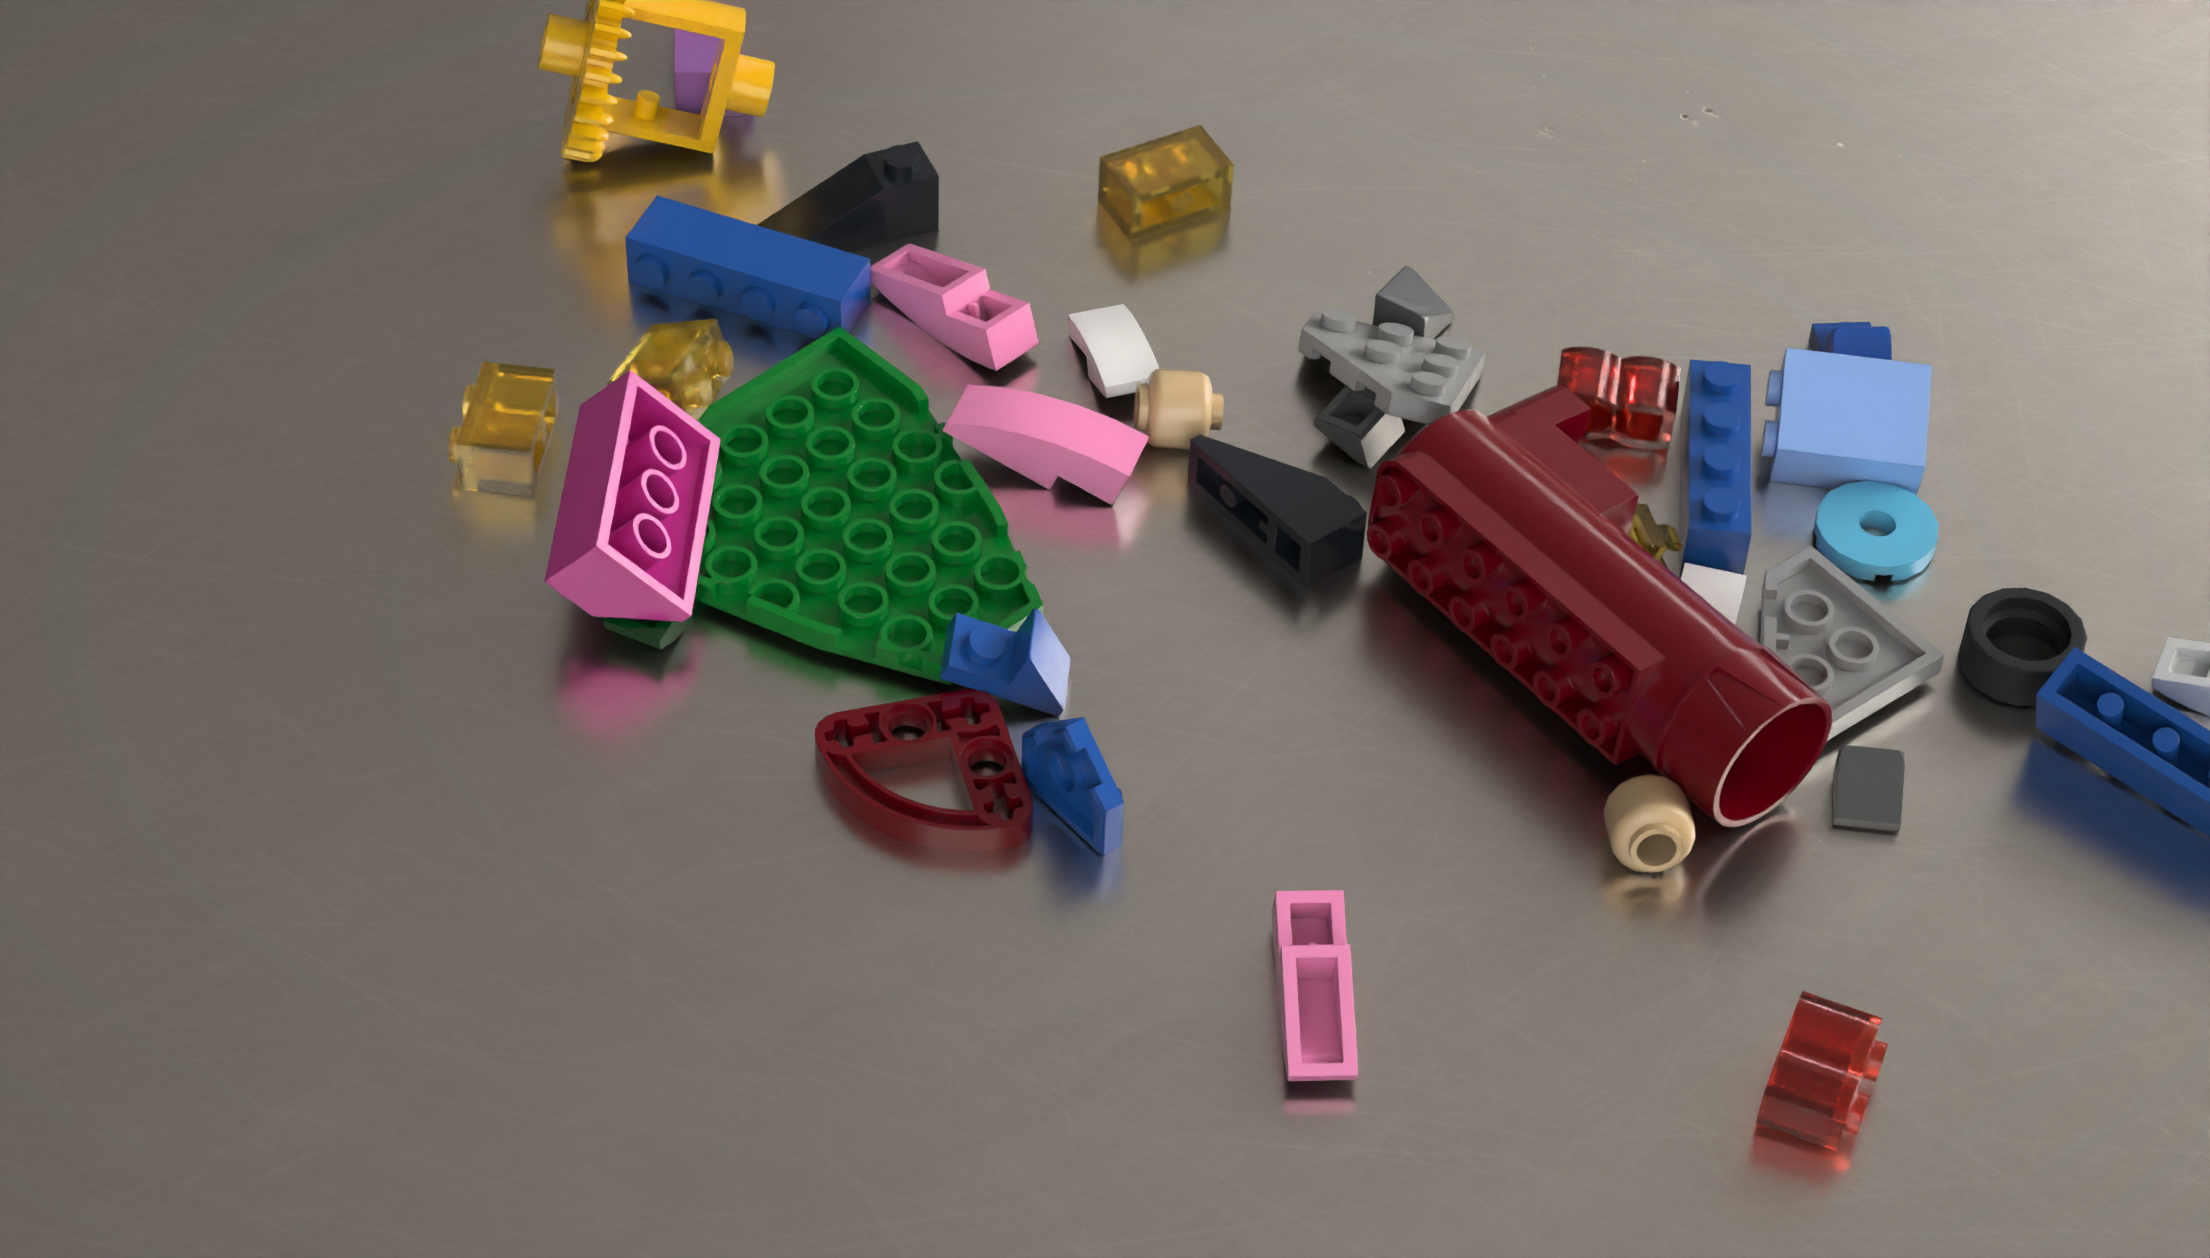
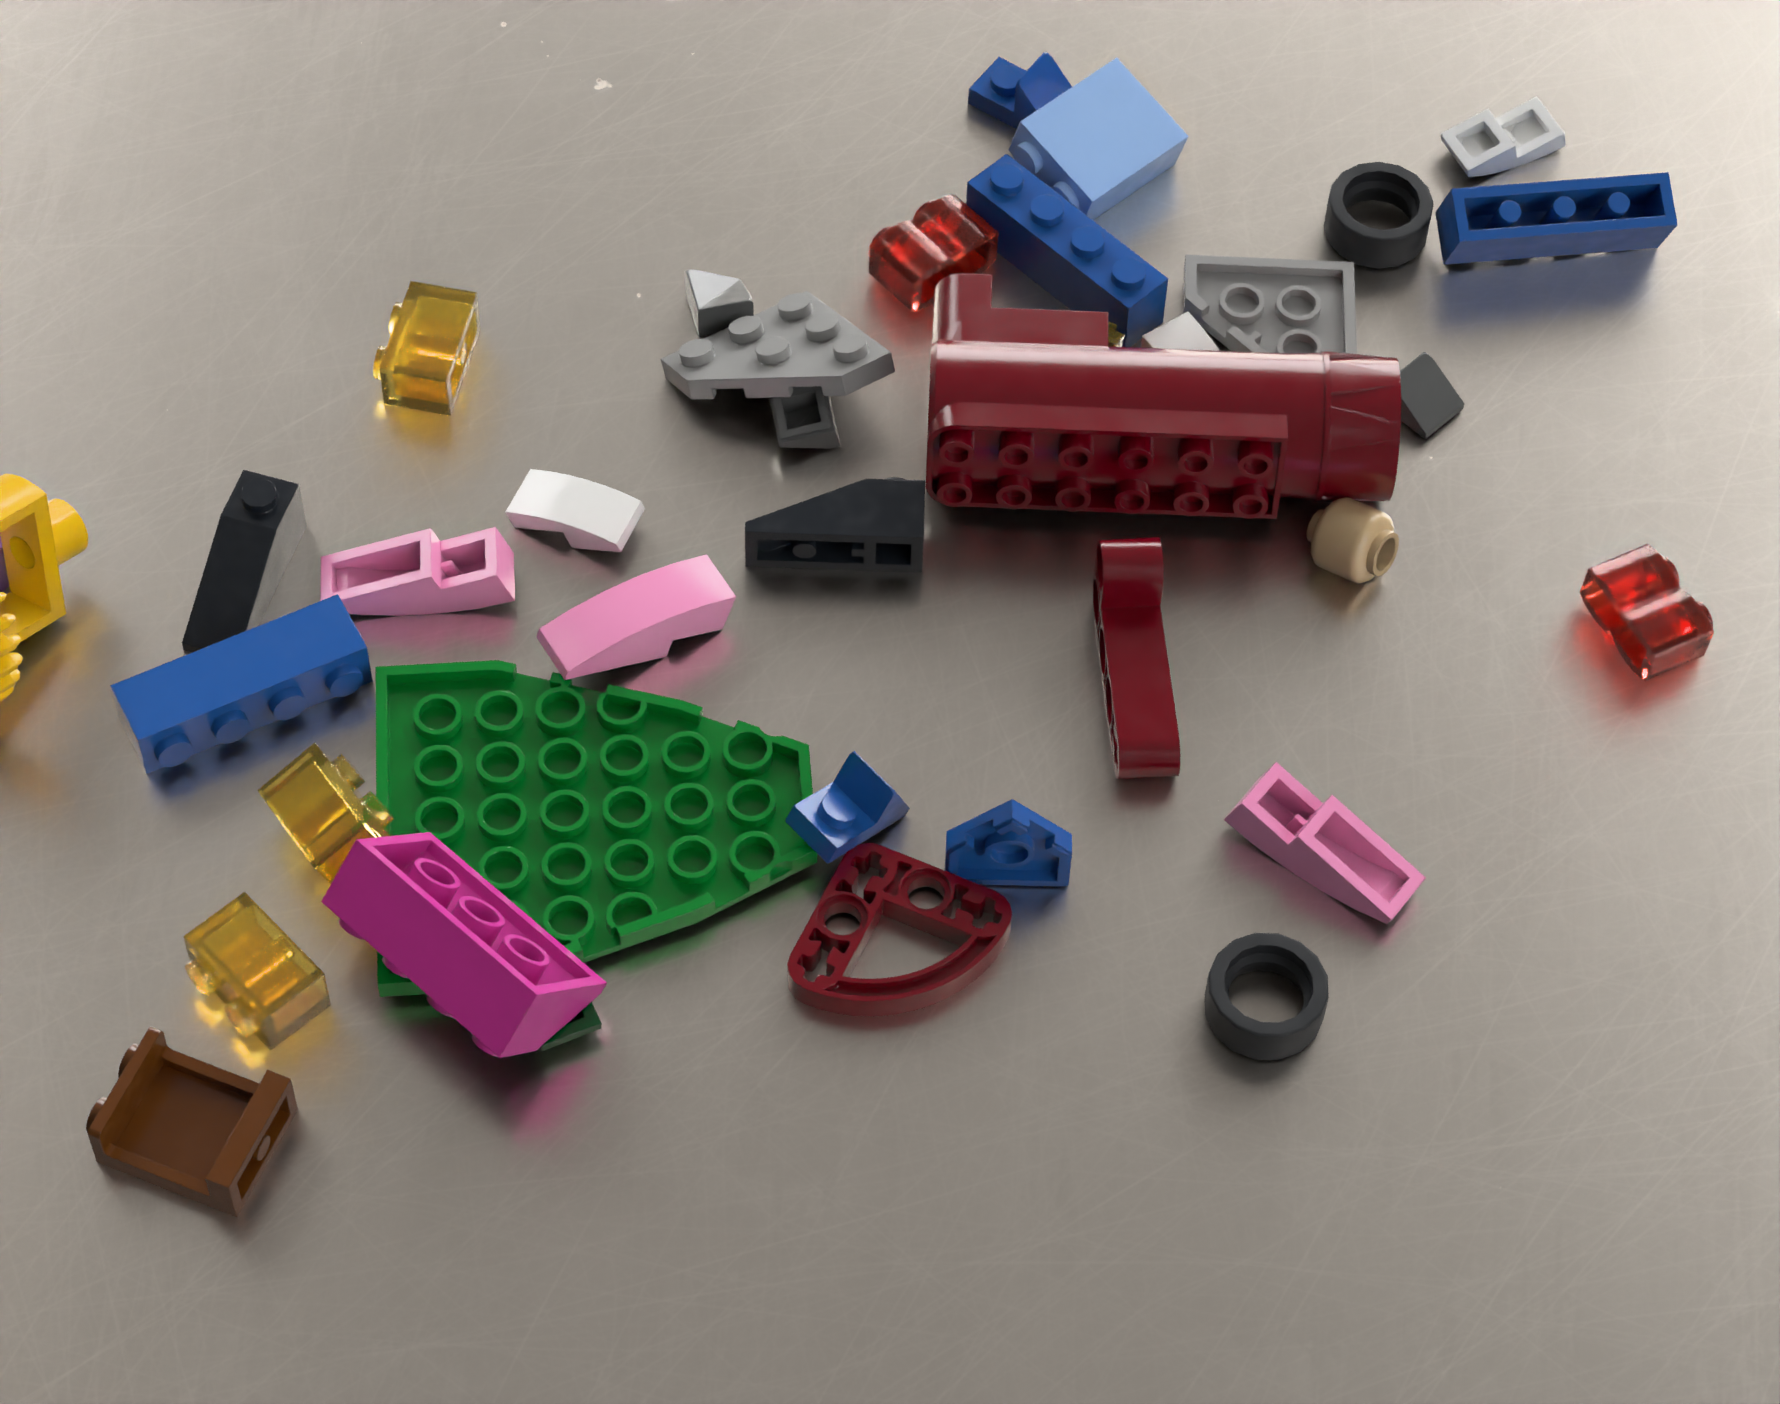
camera: 50 degrees left, 10 degrees up
(346, 474) = (190, 1124): none -> reddish brown panel
(1116, 1076) = (1274, 954): none -> black tyre
(1176, 407) = (687, 517): tan head -> none
(1359, 752) = (1135, 658): none -> dark red beam
(1878, 505) = (1191, 185): medium azure tile -> none

